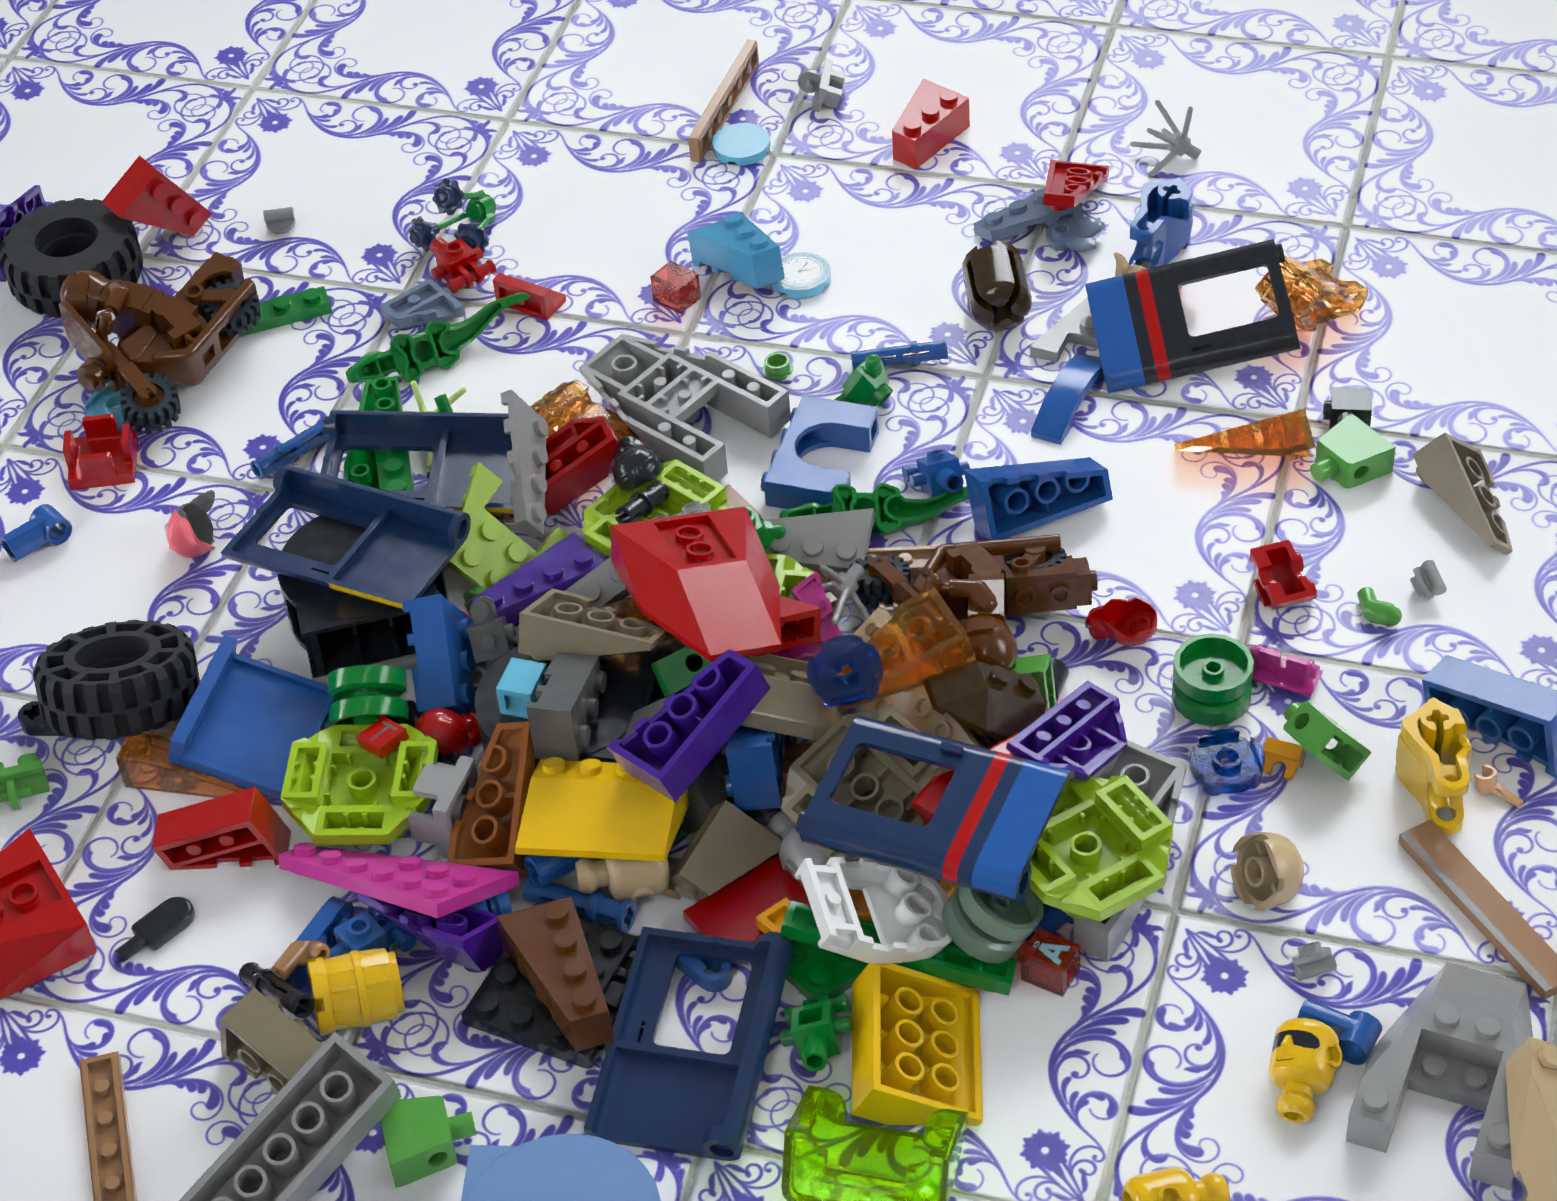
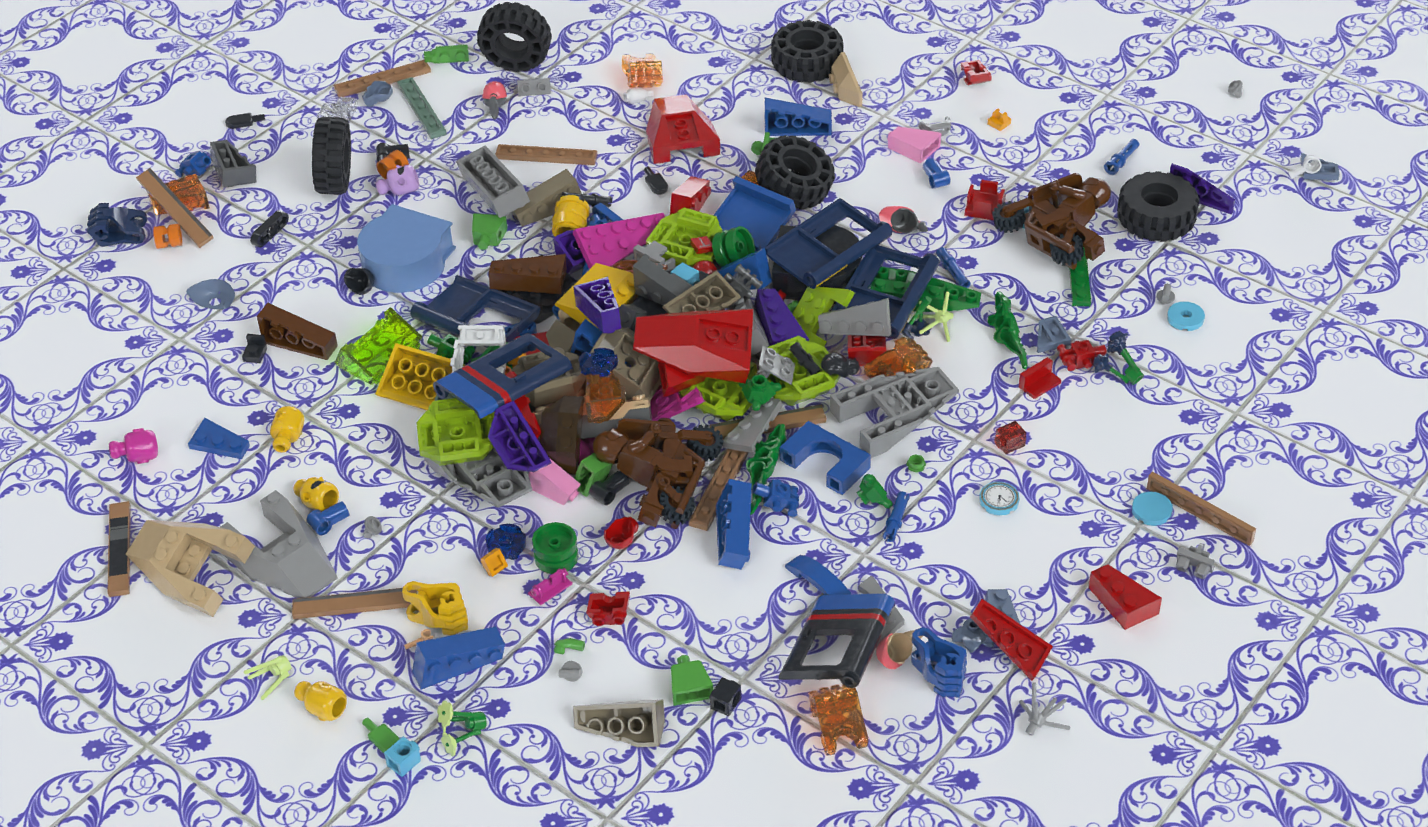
camera: 110 degrees right, 0 degrees up
(155, 200) = (1182, 236): red wedge -> none
(297, 955) = (596, 205): medium nougat arm -> none
(304, 194) = (1180, 309): none -> medium azure tile
(738, 249) = (1022, 466): dark azure wedge -> none
(844, 588) = (696, 416): light grey plant -> none
(996, 286) = (919, 575): dark brown cylinder -> none
(1267, 870) = (424, 523): tan cylinder -> none
(1273, 436) = (727, 646): clear orange wedge -> none
(1315, 730) = (486, 572): bright green torso -> none

